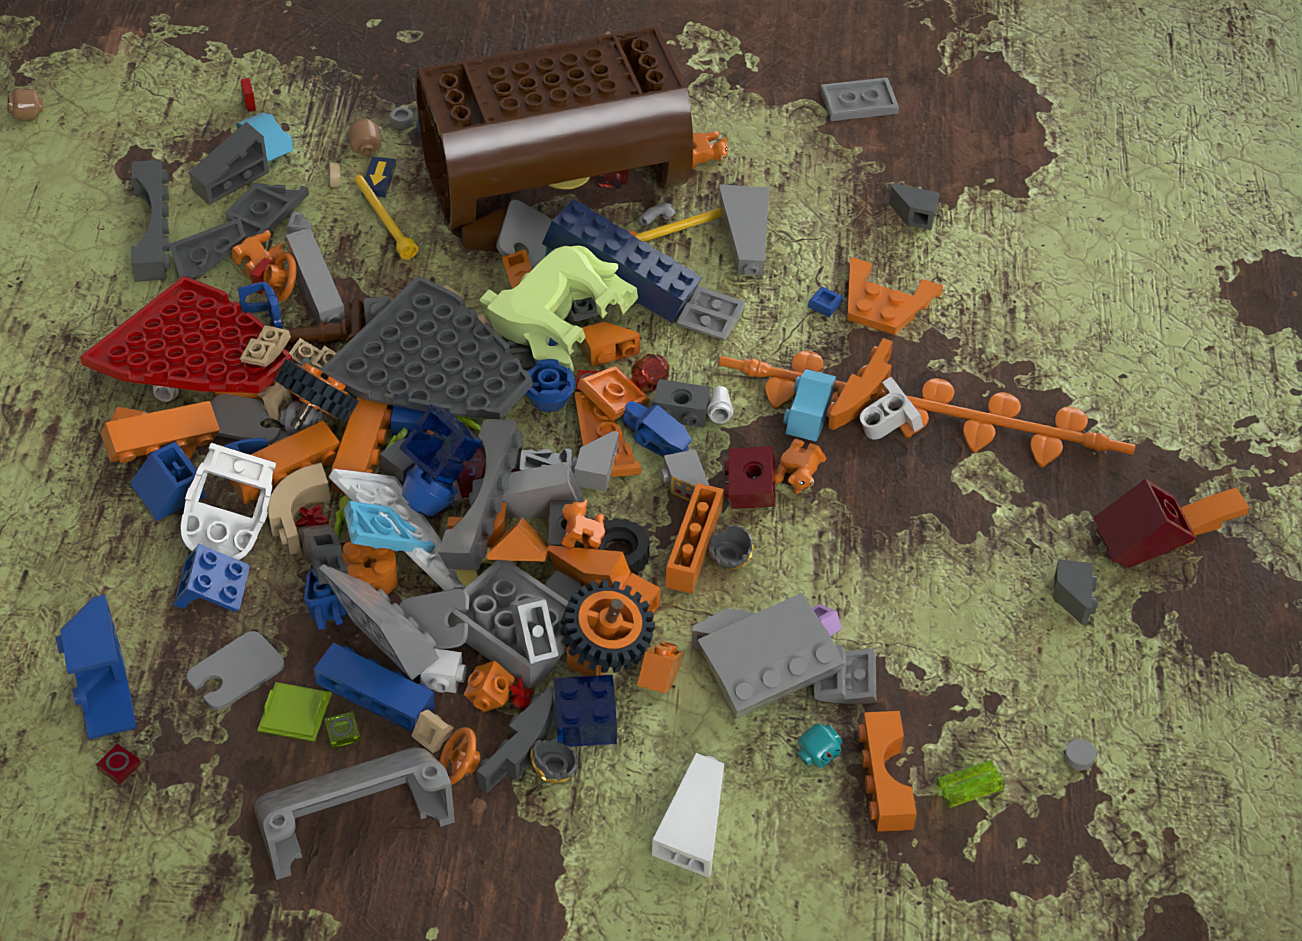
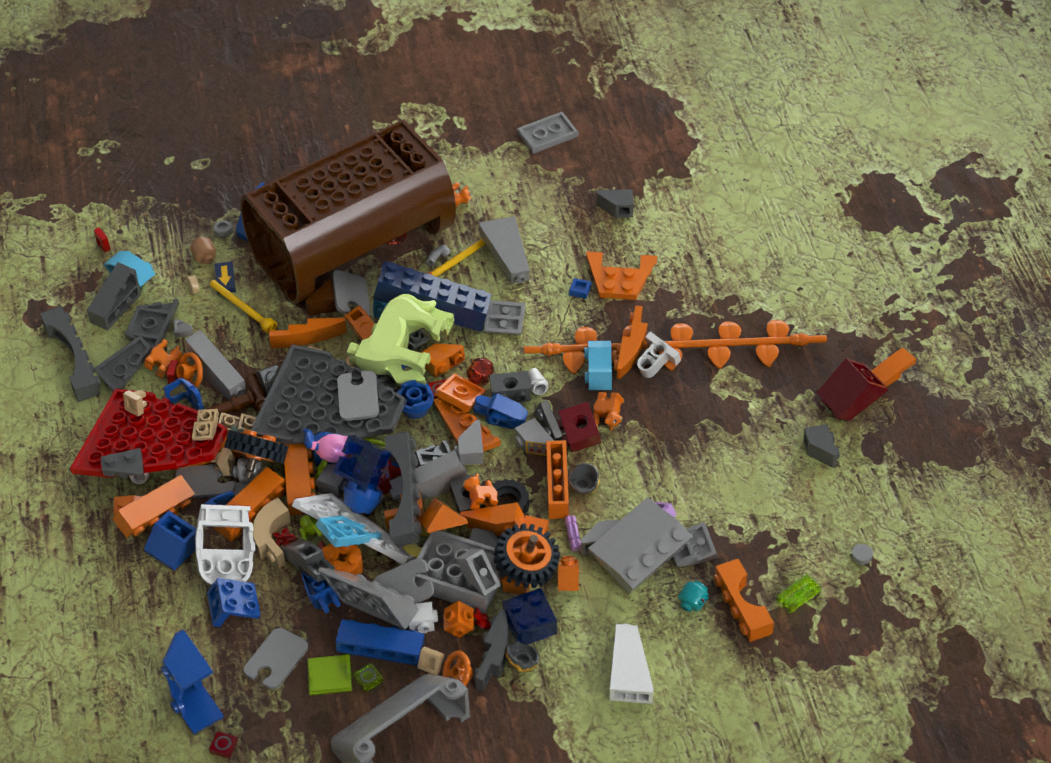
camera: 15 degrees left, 0 degrees up
(144, 368) = (123, 464): none -> dark grey wing
(192, 296) = (134, 403): none -> tan tile
(404, 409) = (326, 444): none -> bright pink hair
(458, 269) = (303, 334): none -> orange slope
(472, 366) = (360, 400): none -> light grey piece
(690, 614) = (573, 533): none -> lavender axle
(713, 465) = (547, 420): none -> dark grey wing

